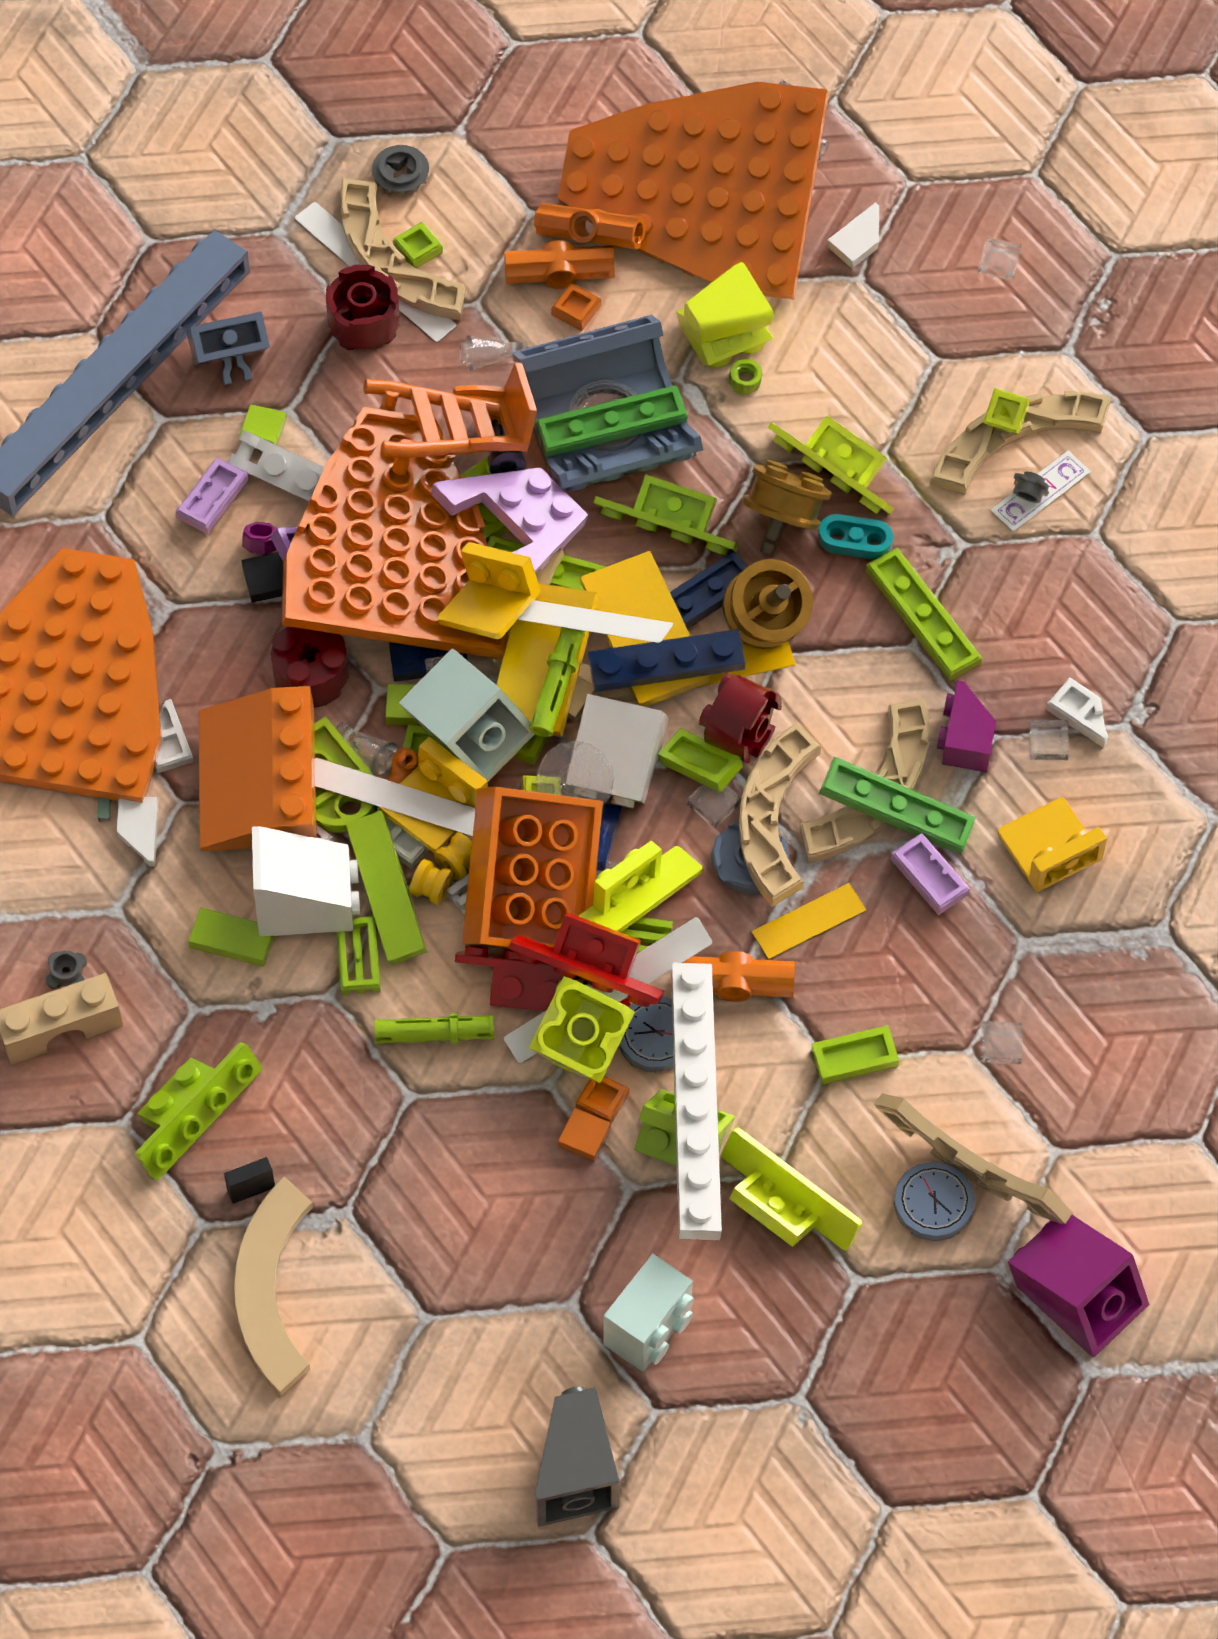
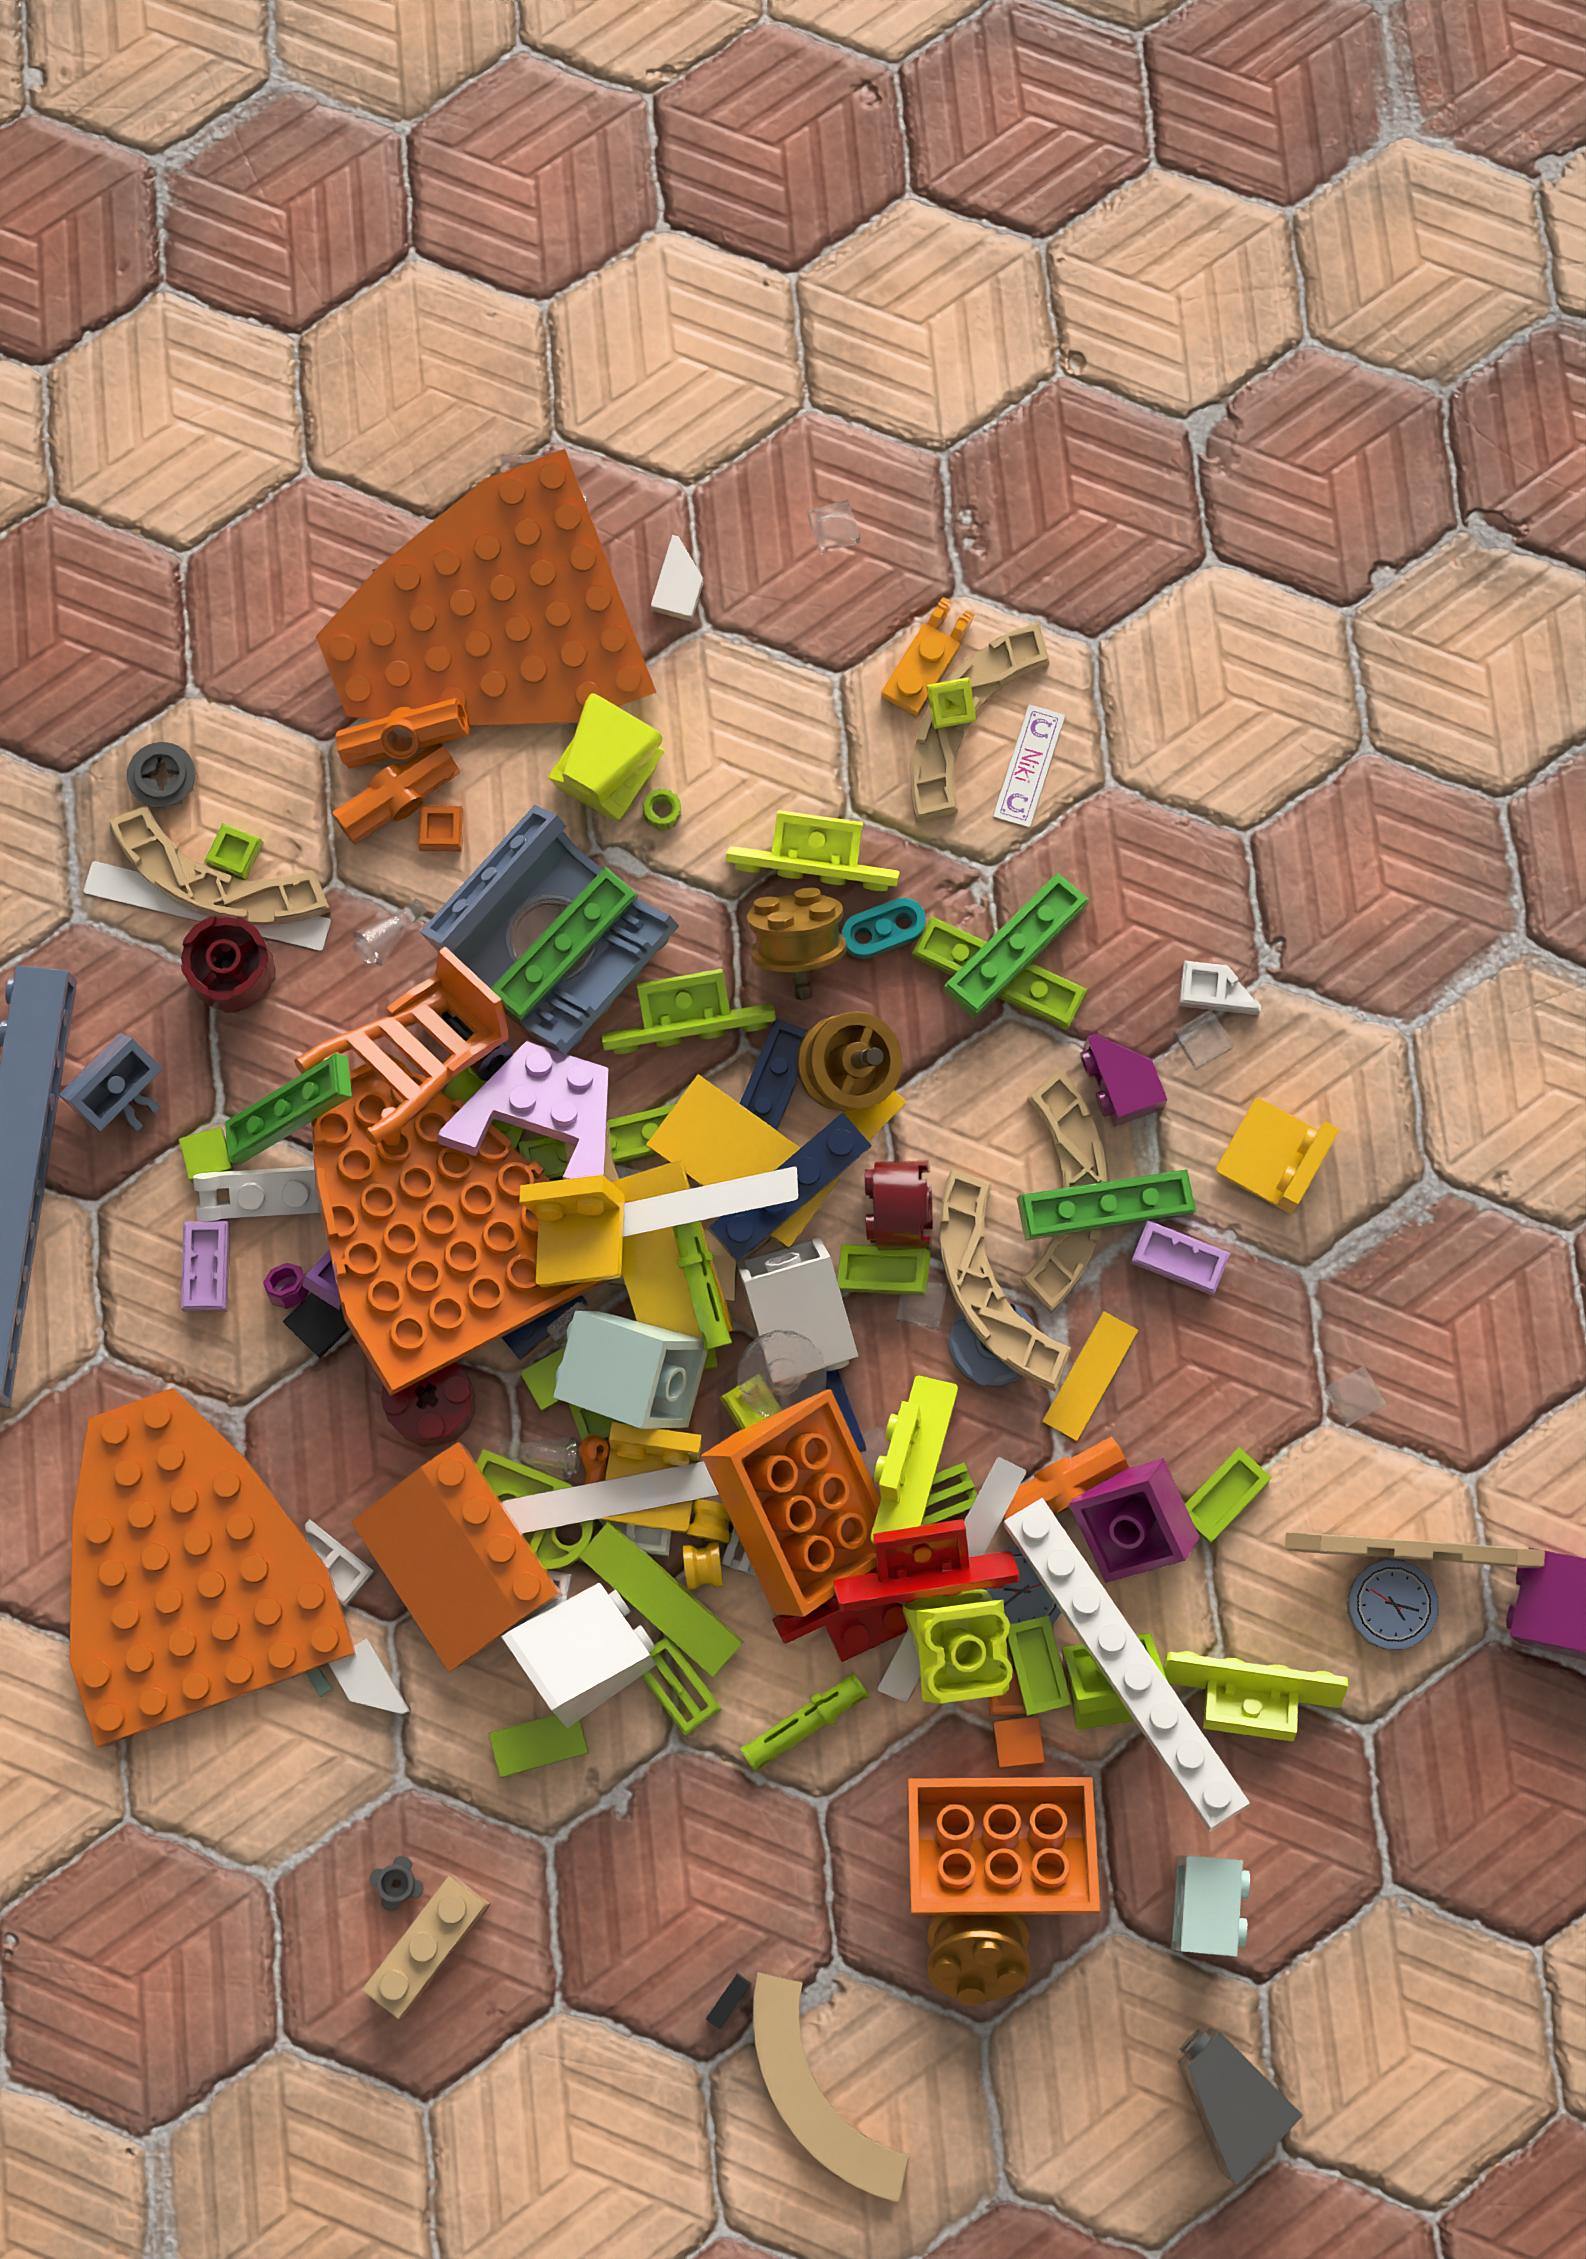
camera: 30 degrees left, 15 degrees up
(190, 1105) = (614, 1955): lime bracket -> none
(339, 412) = (288, 1108): none -> bright green tile
(455, 1242) = (978, 1956): none -> pearl gold wheel
(523, 1176) = (1002, 1846): none -> orange slope
(632, 1084) = (1038, 1666): none -> lime tile
(772, 1024) = (1135, 1521): none -> magenta slope
(947, 598) = (1015, 945): none -> bright green tile
(1013, 376) = (926, 660): none -> light orange hinge
(1030, 487) = (1022, 772): dark grey plate -> none

